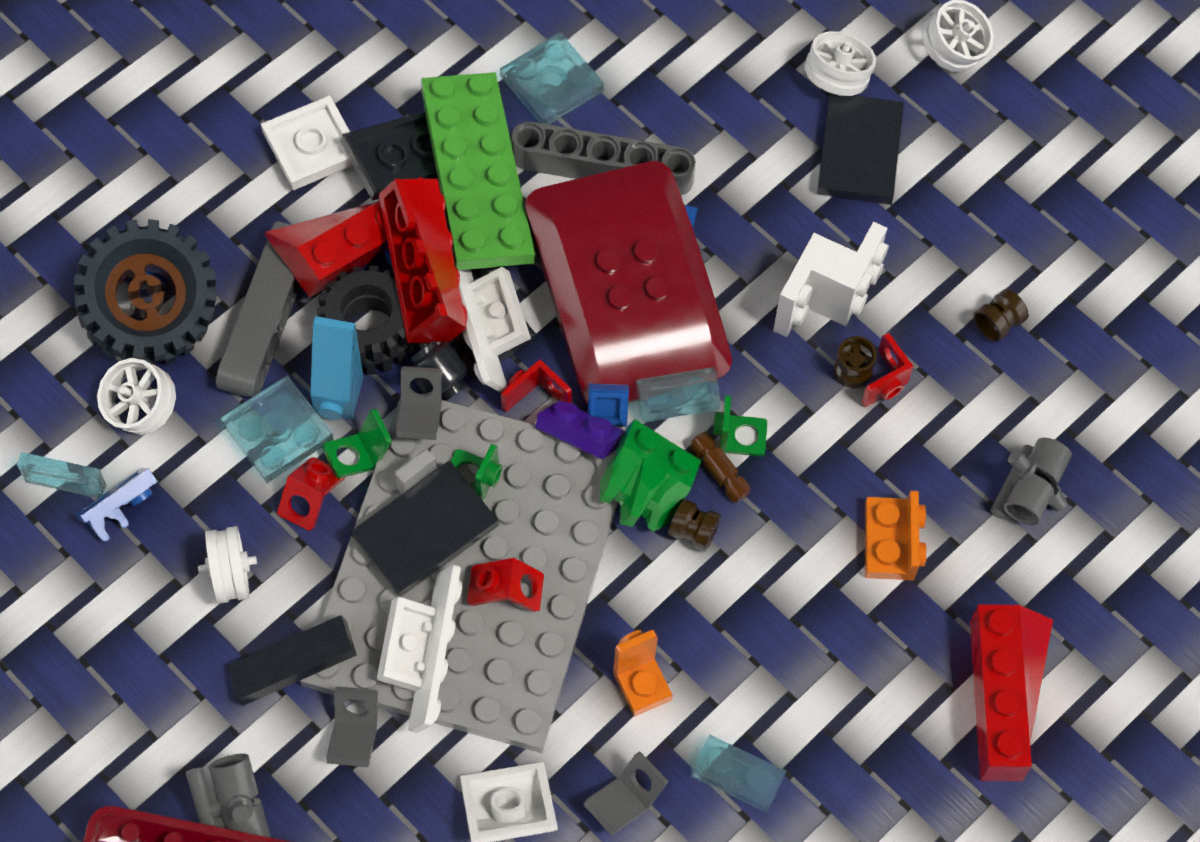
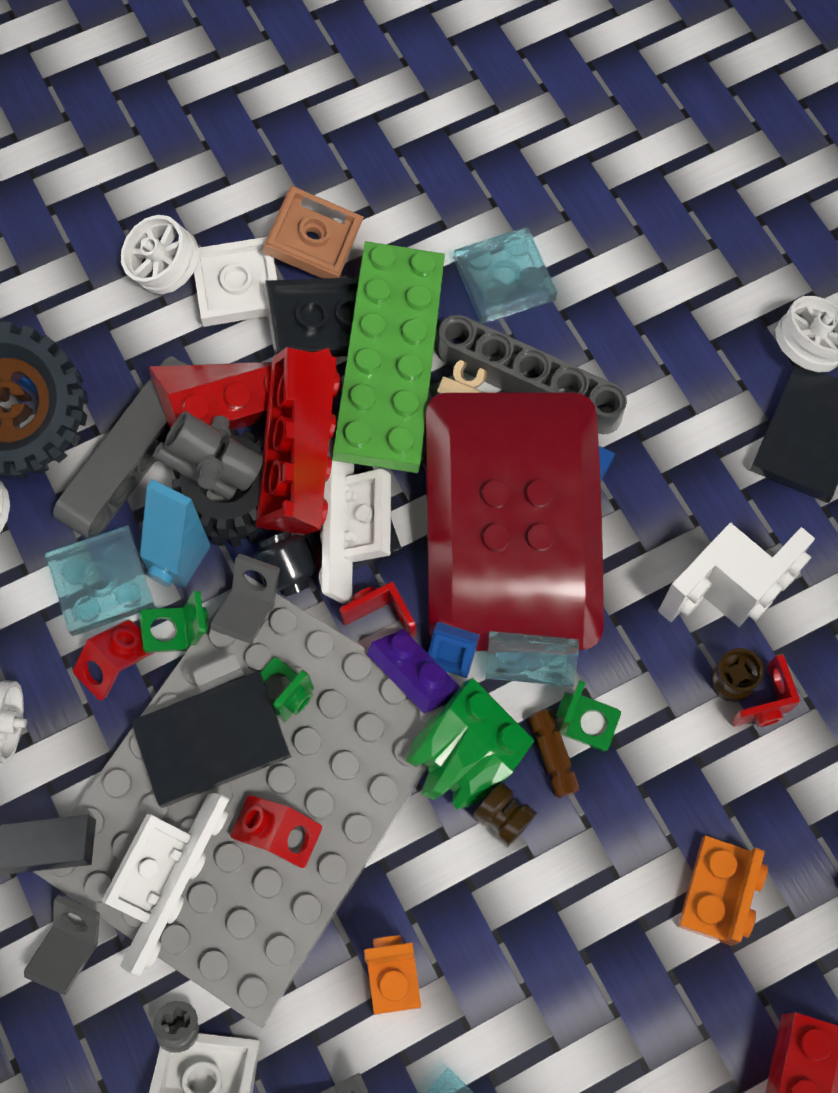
camera: 20 degrees right, 5 degrees up
(217, 129) = (170, 261): none -> white wheel
(351, 290) = (209, 455): none -> dark grey pin
(385, 72) = (308, 213): none -> nougat piece
(471, 757) = (185, 1036): none -> dark grey bush
(543, 180) = (460, 384): none -> tan tile

